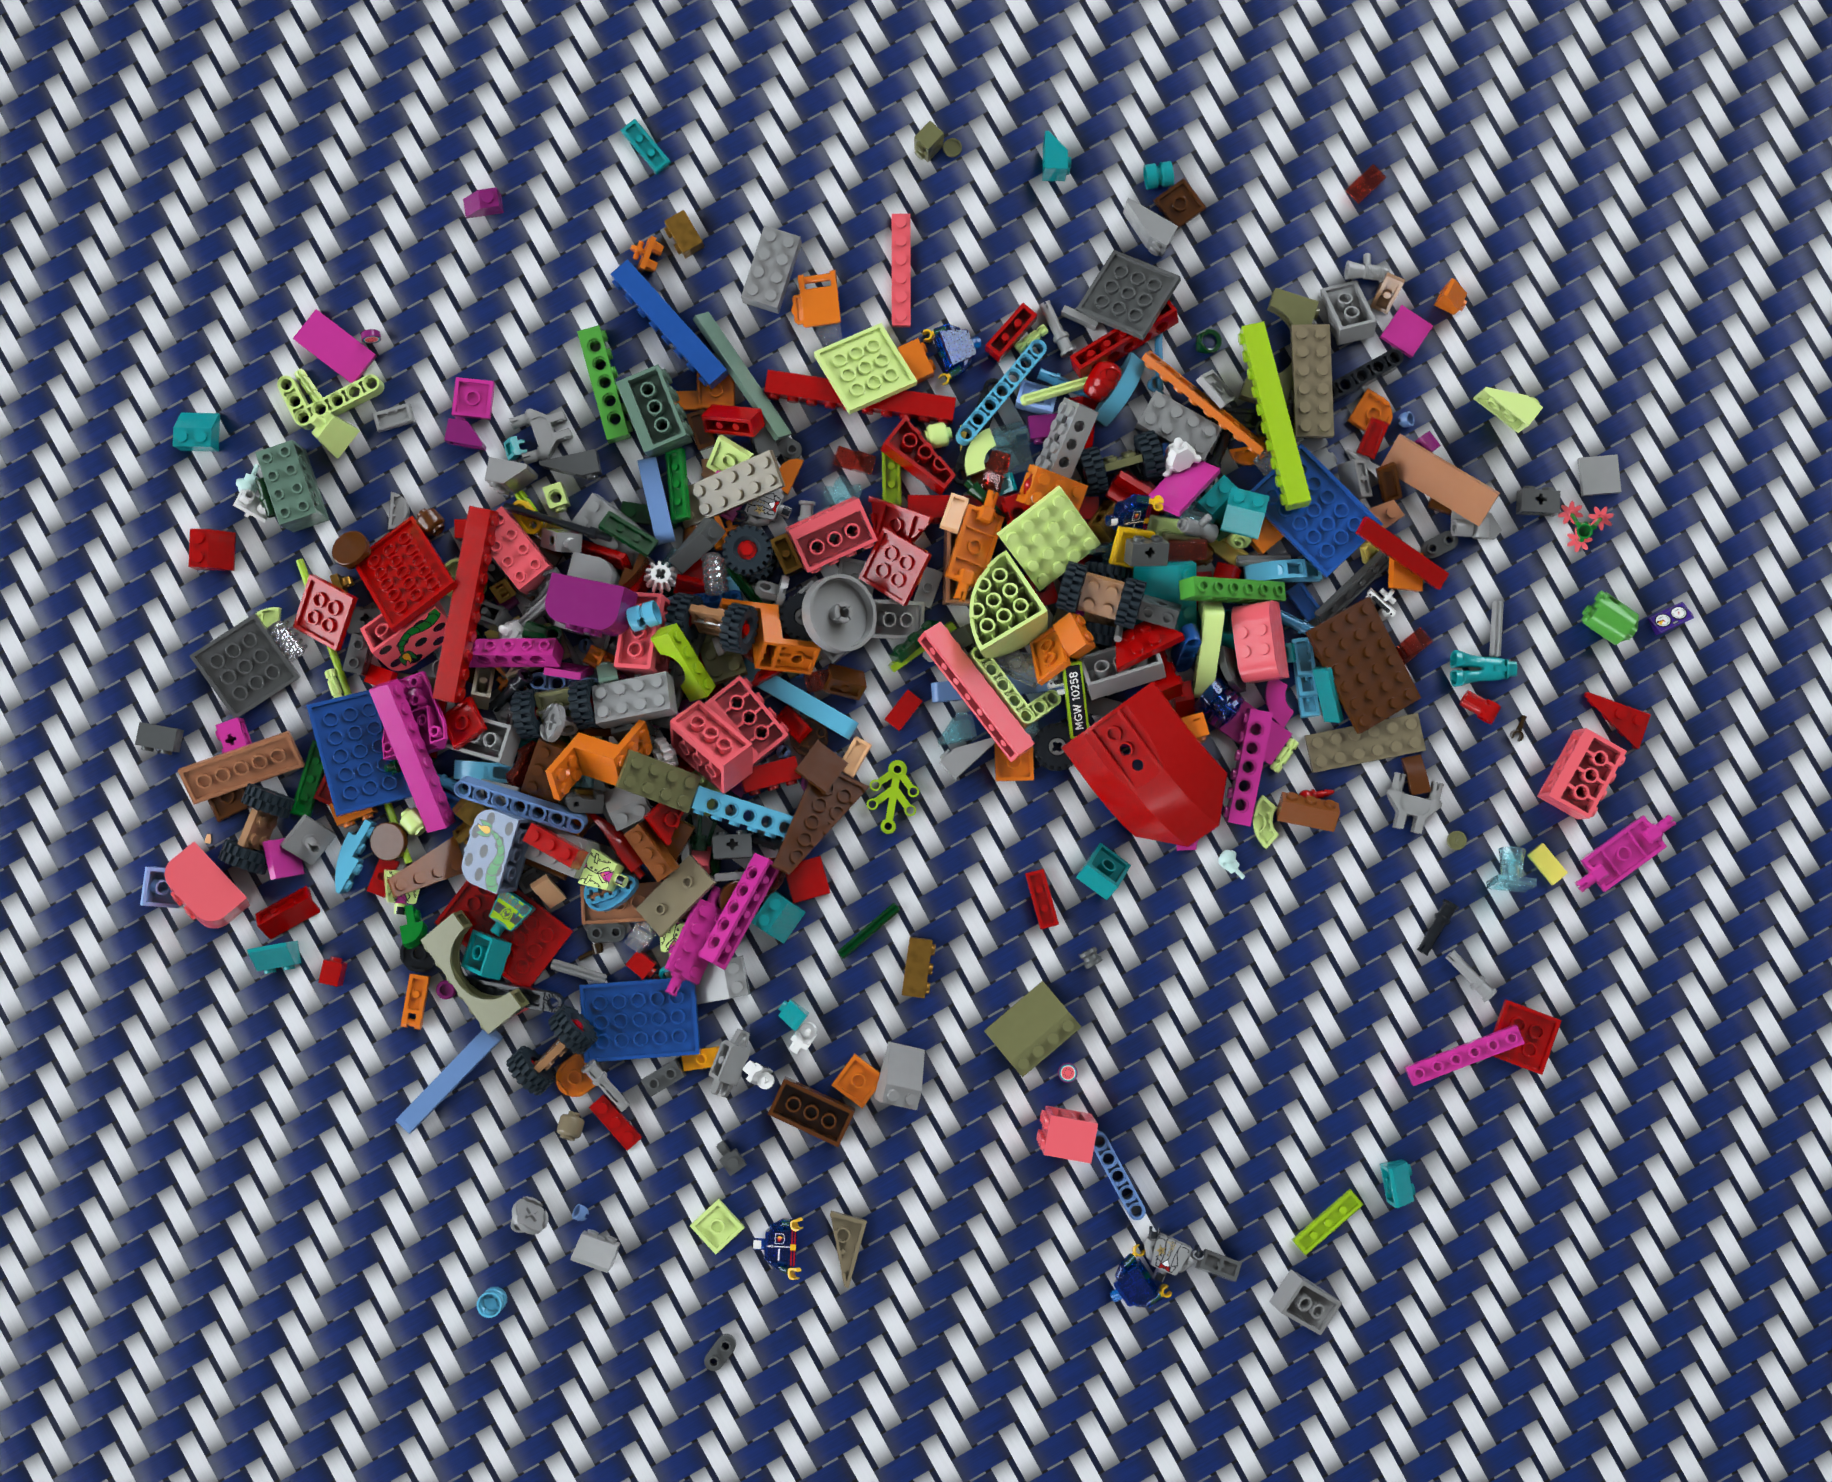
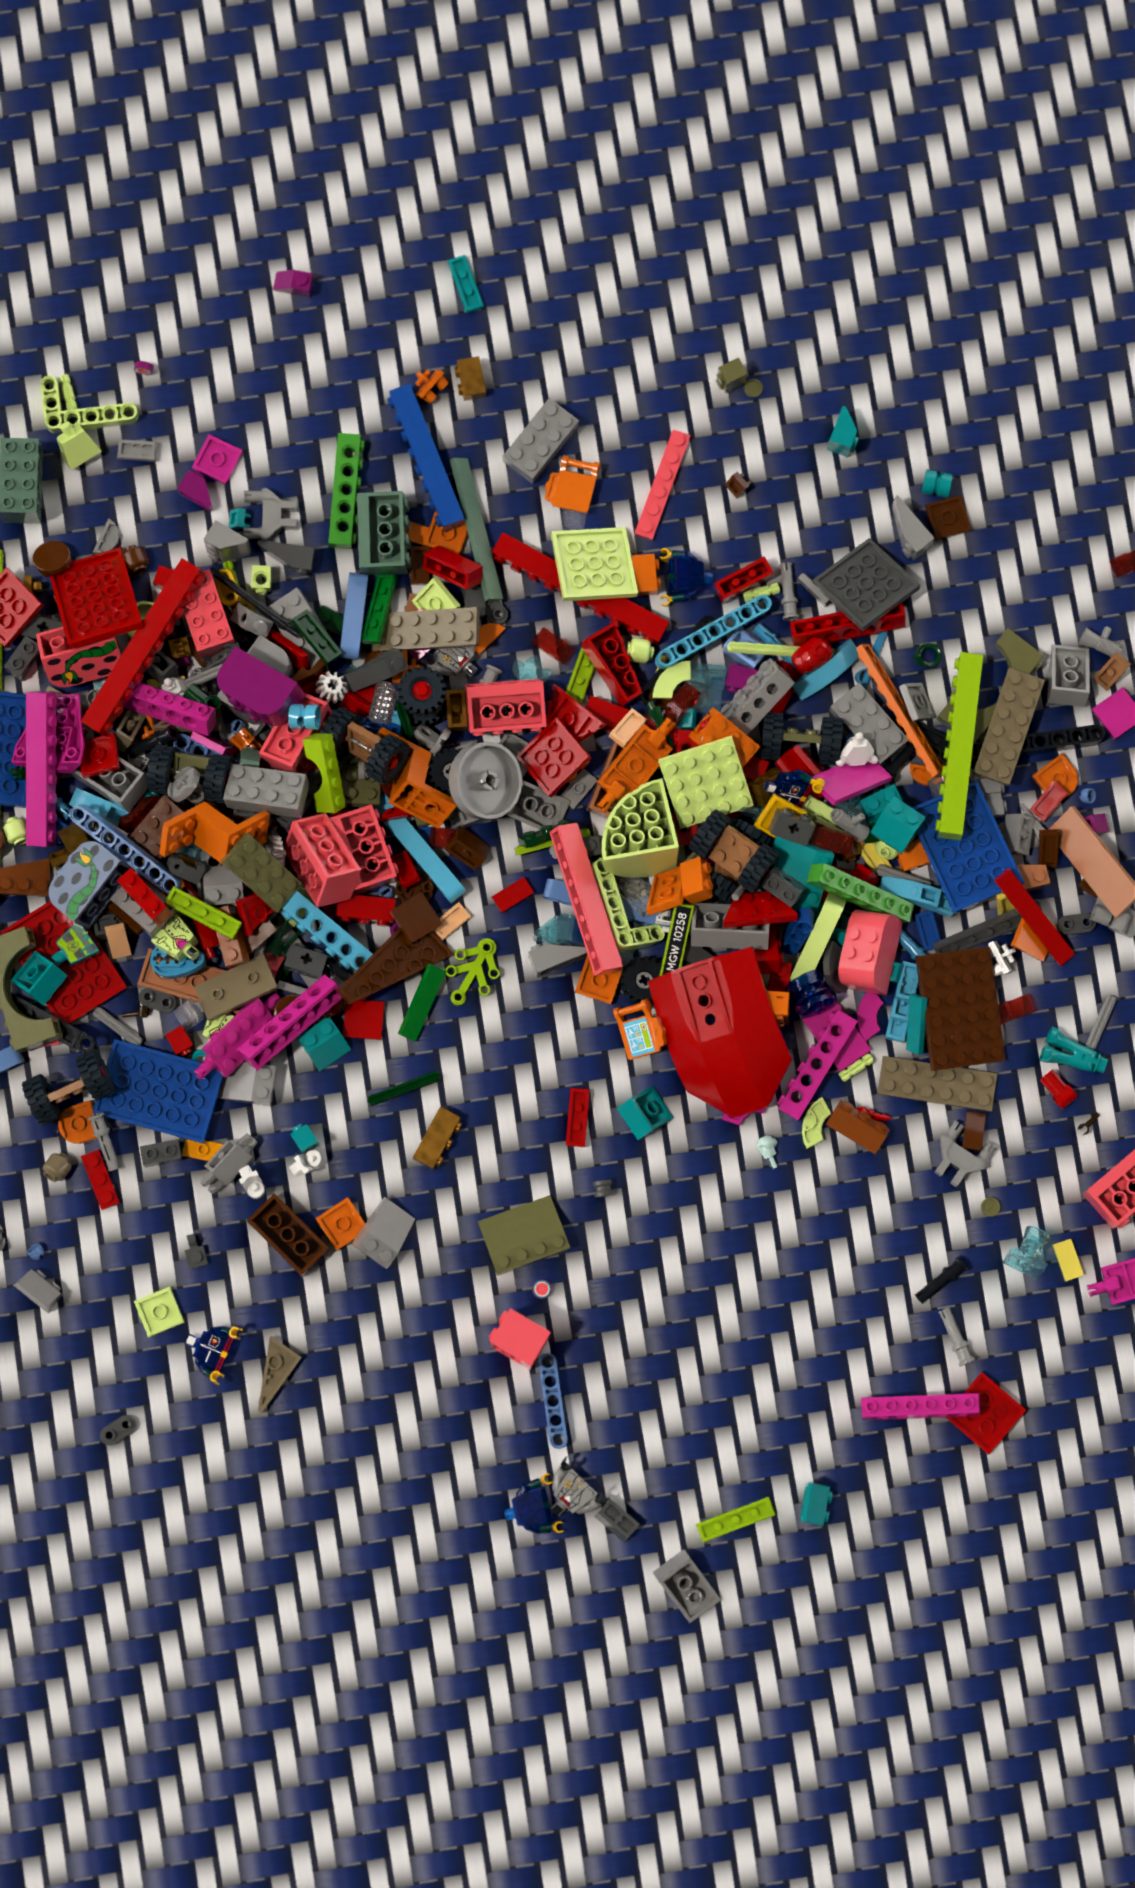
camera: 15 degrees right, 5 degrees down
(334, 347) = (106, 365): dark pink tile -> none
(378, 675) = (33, 682): red tile -> none
(617, 840) = (203, 913): none -> lime tile
(856, 844) = (421, 1002): none -> green tile
(971, 244) = (737, 484): none -> reddish brown tile
(1074, 798) = (643, 1034): none -> piece

